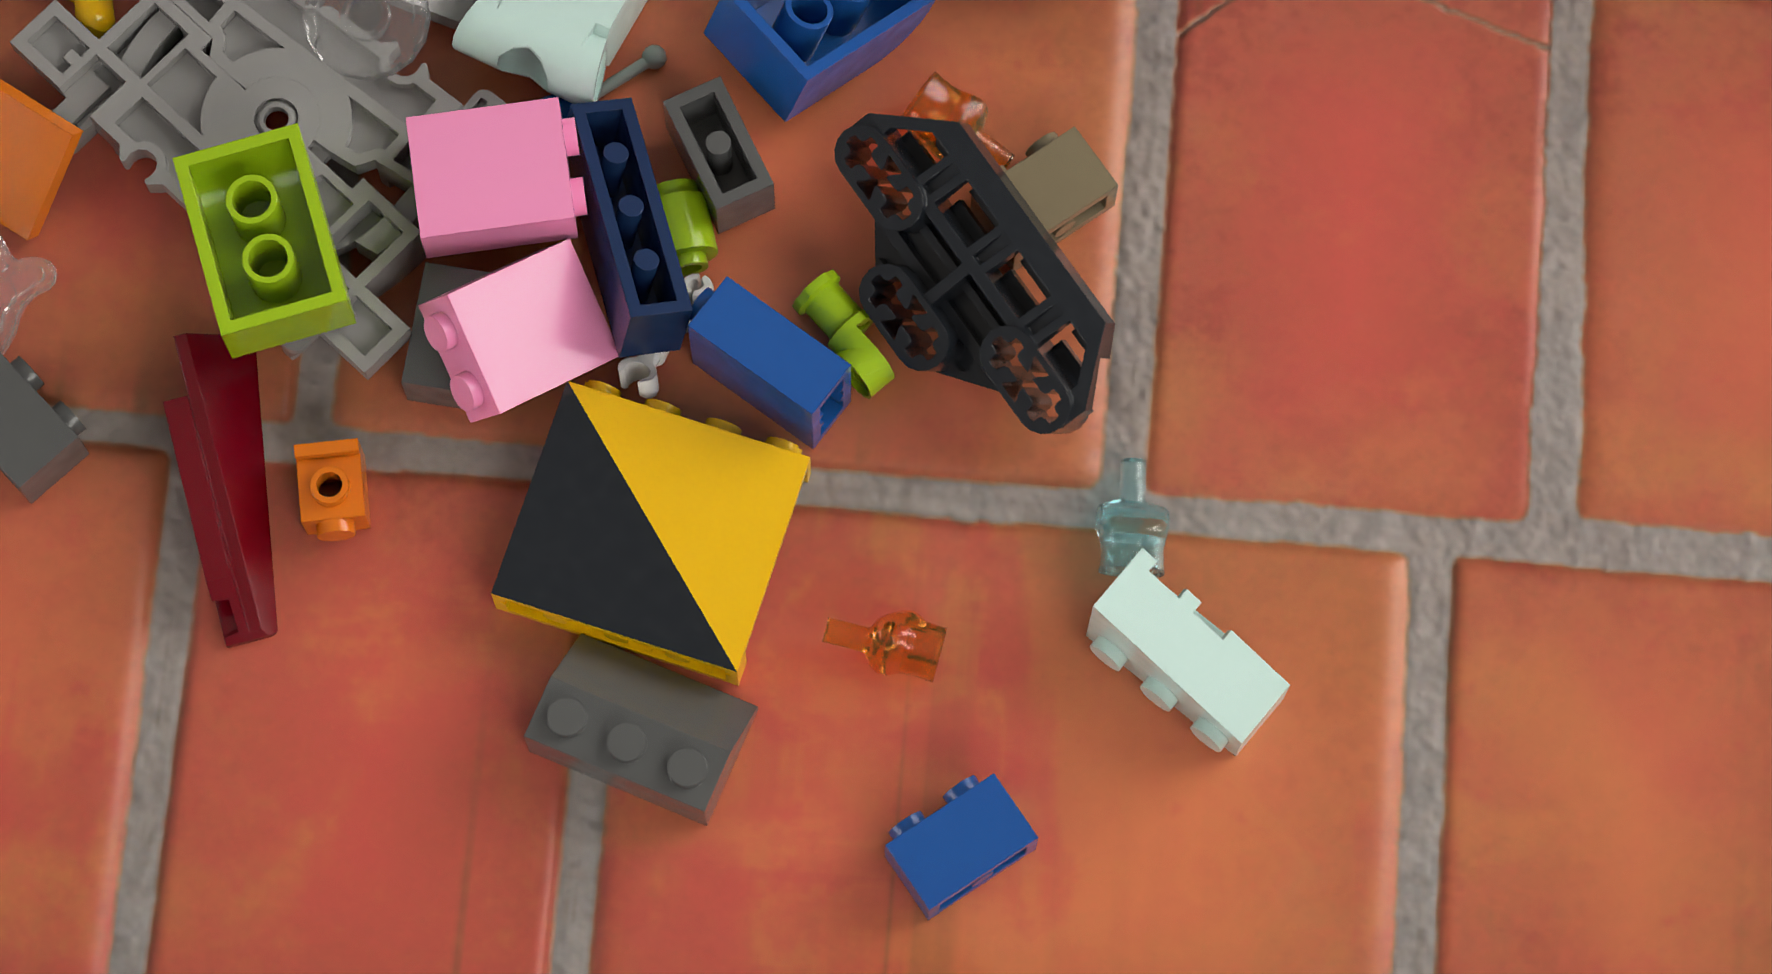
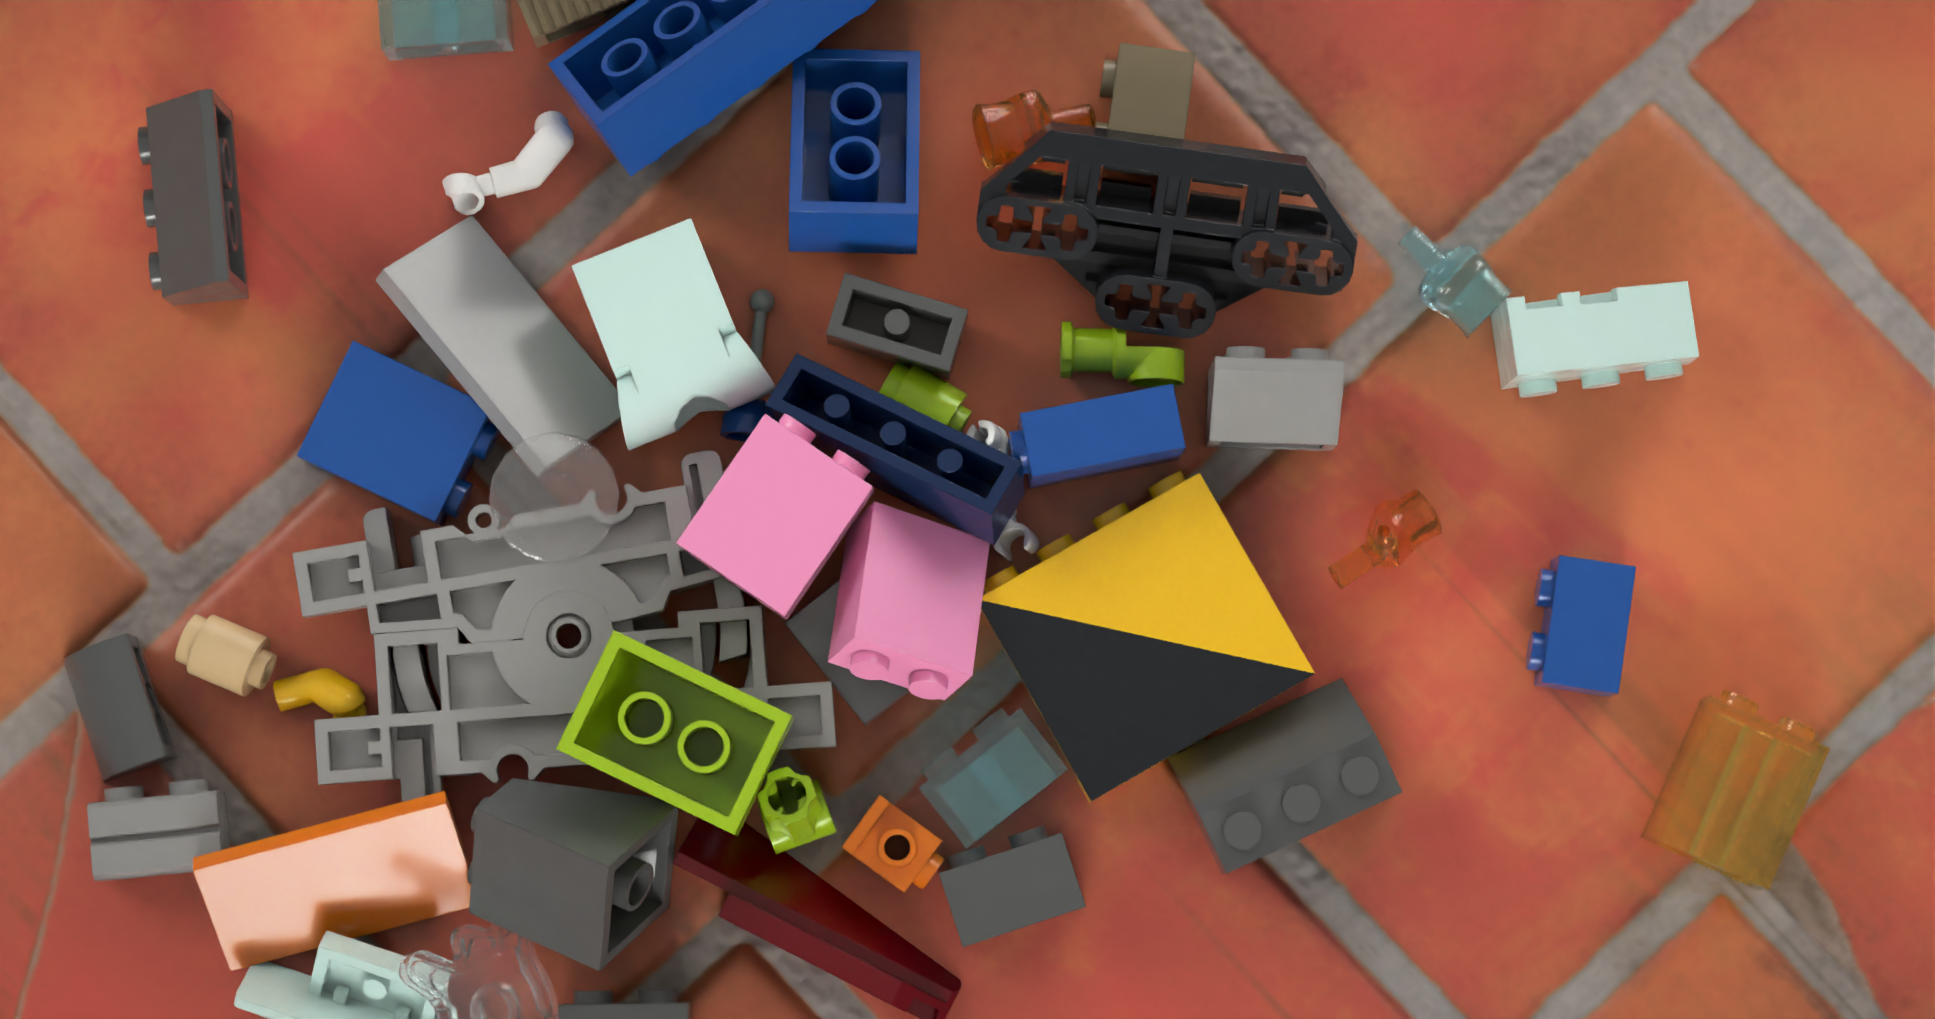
camera: 50 degrees left, 10 degrees up
(108, 268) = (572, 866): none -> dark grey slope
(292, 388) = (793, 810): none -> lime piece
(376, 599) = (1010, 887): none -> dark grey brick
(446, 513) = (991, 776): none -> clear light blue brick
(915, 464) = (1274, 400): none -> light grey slope

